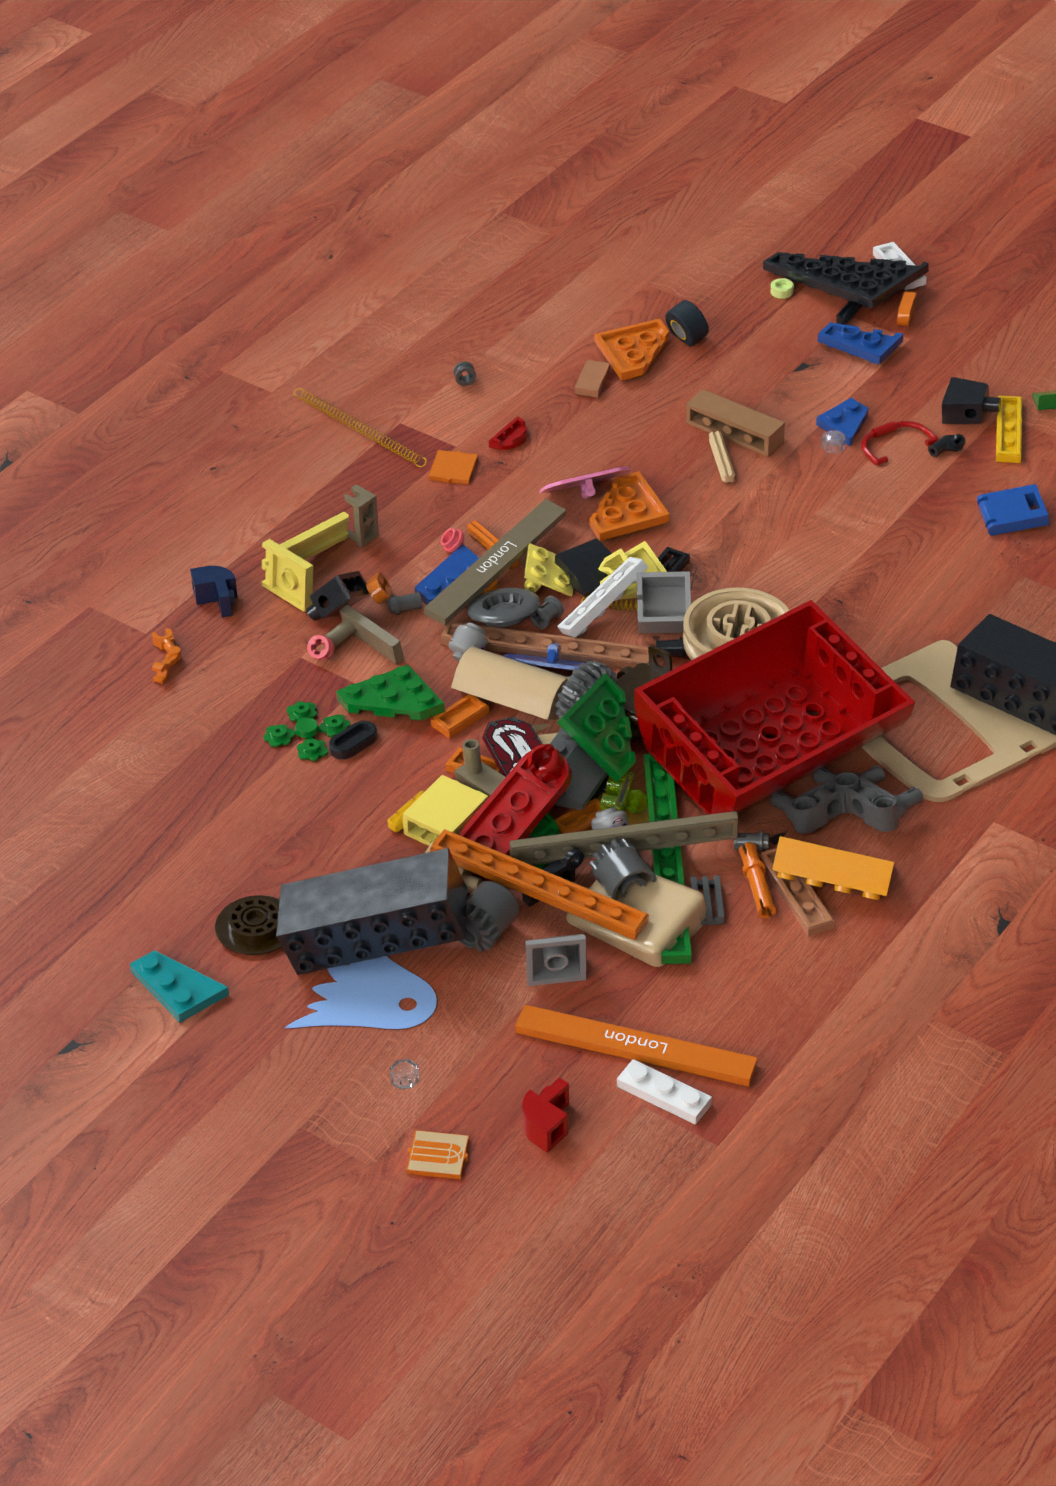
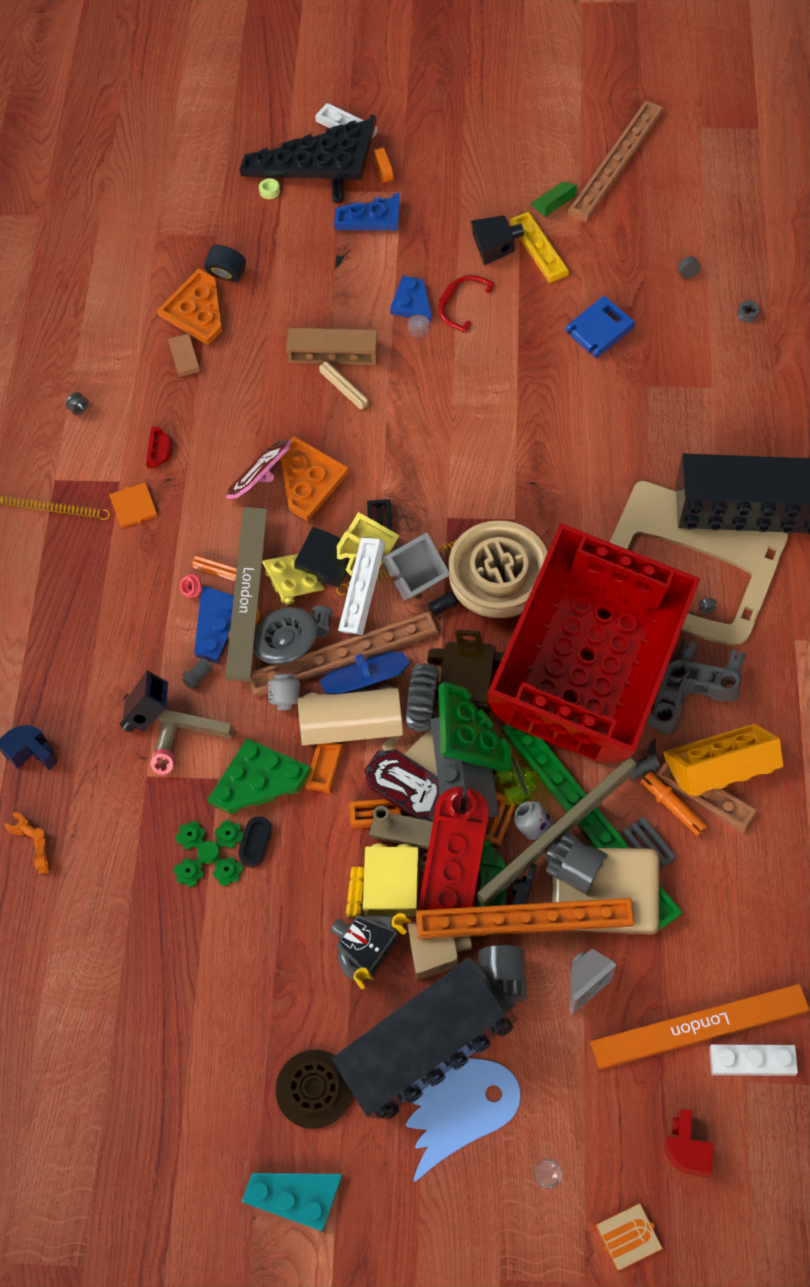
camera: 30 degrees left, 20 degrees up
(285, 564) = (75, 700): light yellow bracket -> none
(365, 515) = (104, 603): dark tan hinge -> none
(379, 588) = (169, 673): orange beam -> none
(386, 841) = (366, 944): none -> torso
(926, 756) = (707, 605): none -> dark grey piece
(947, 443) = (505, 284): black arm -> none

